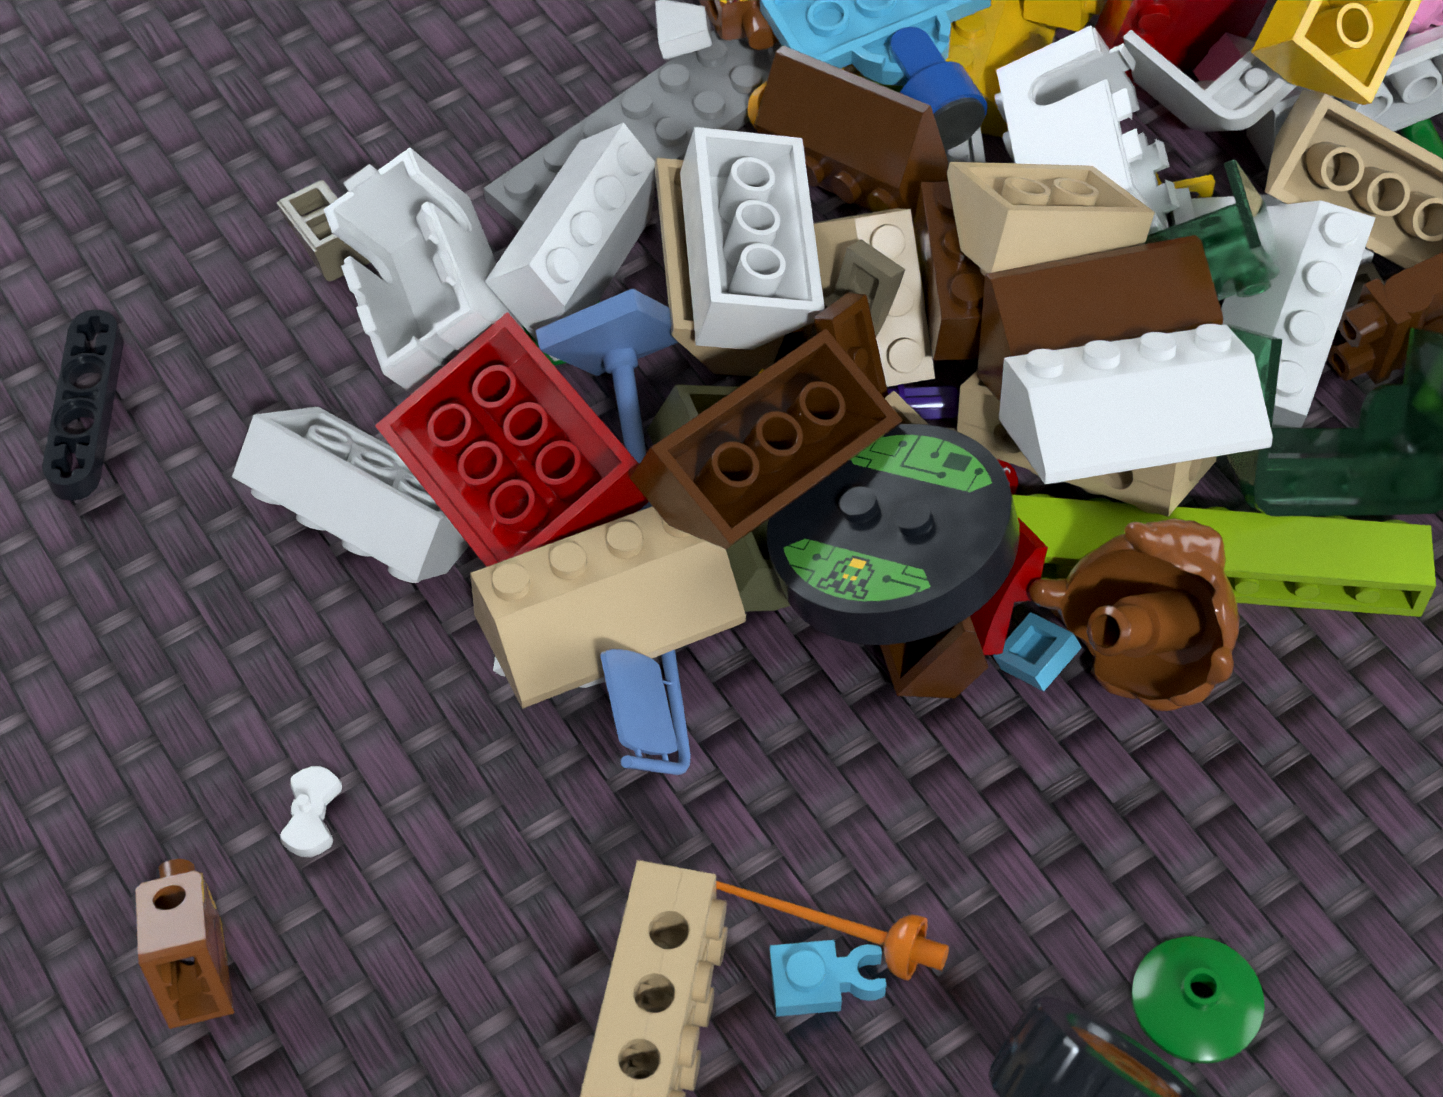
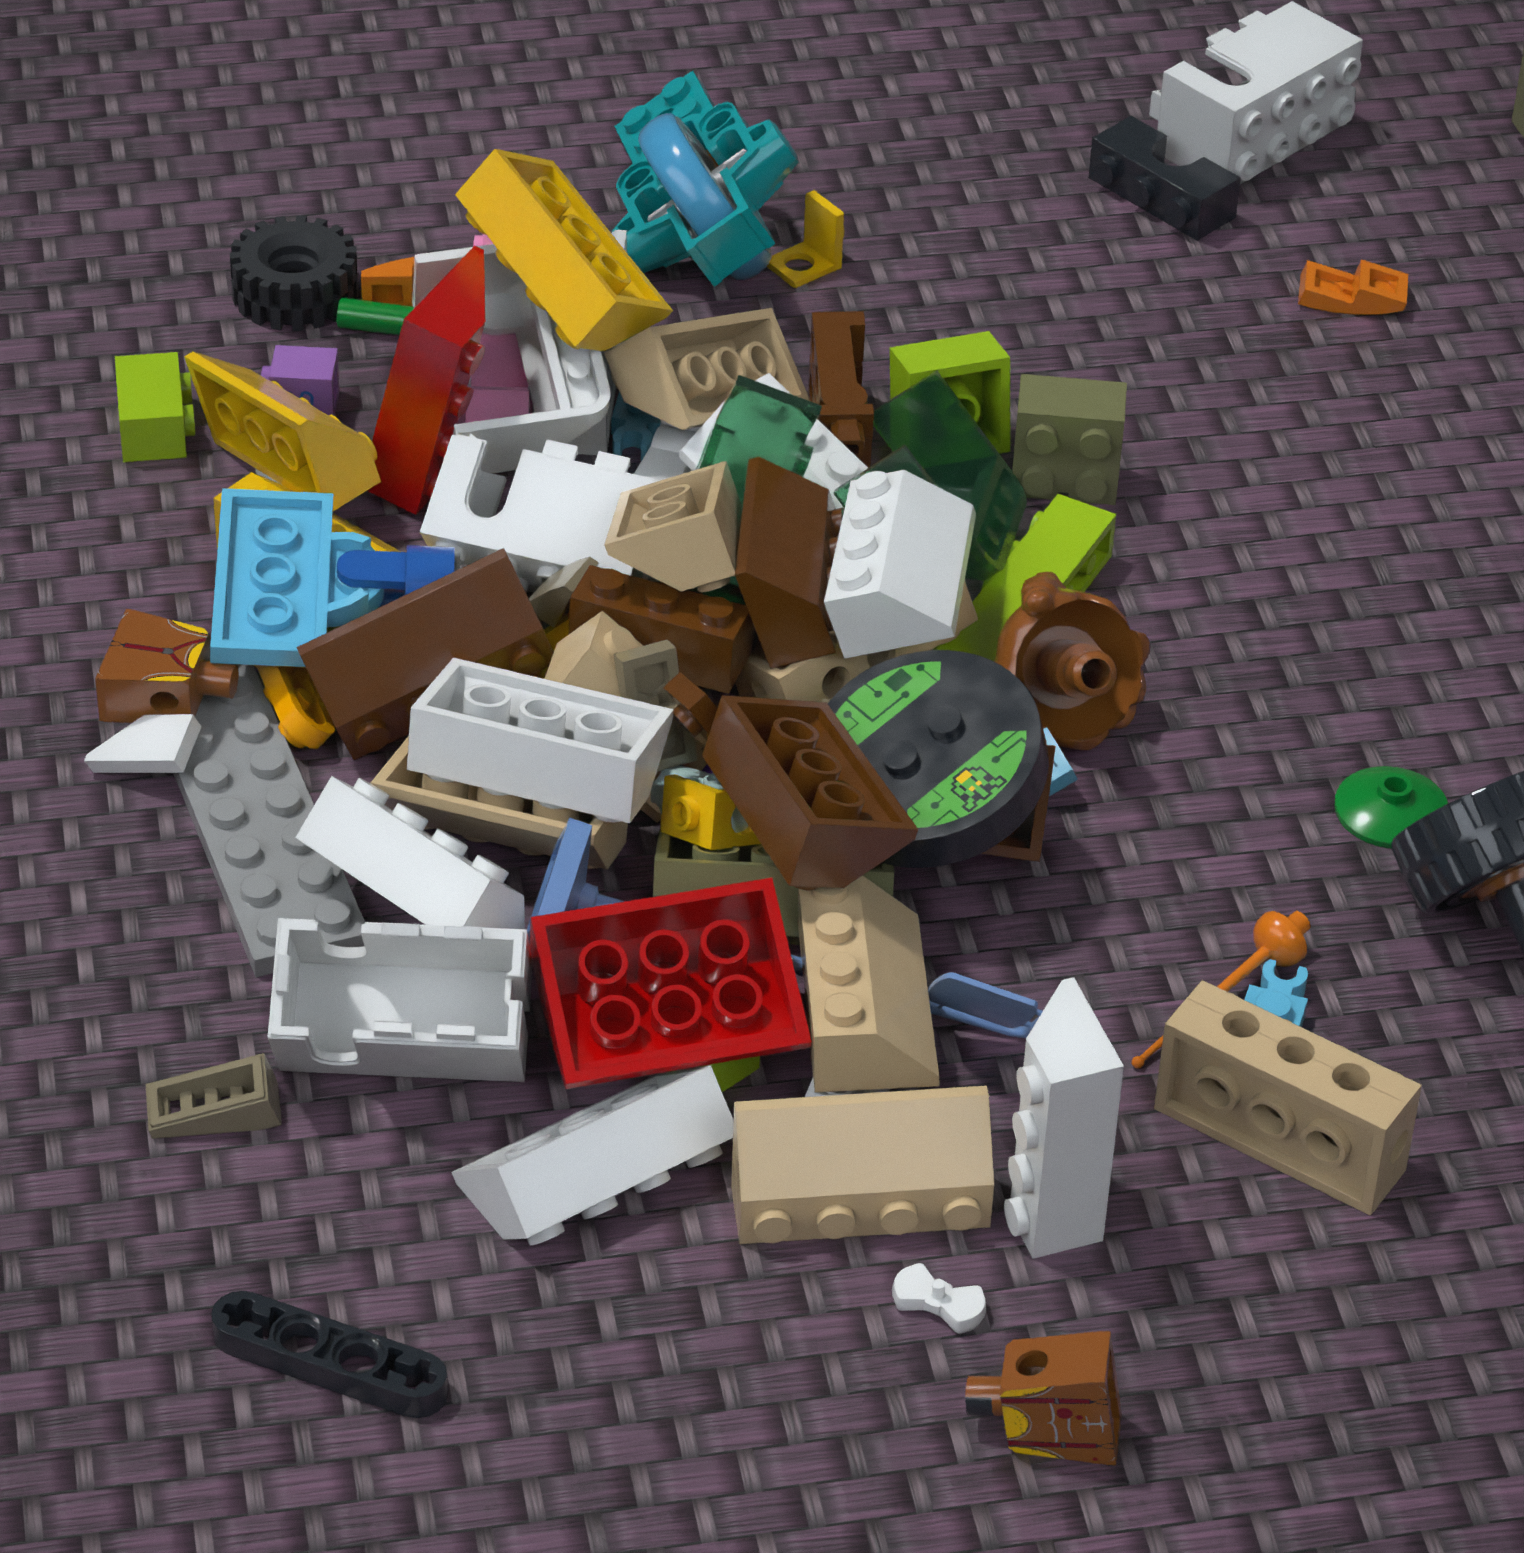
camera: 70 degrees left, 15 degrees down
(404, 691) = (862, 1164): none -> tan slope
(458, 806) = (1064, 1128): none -> white slope

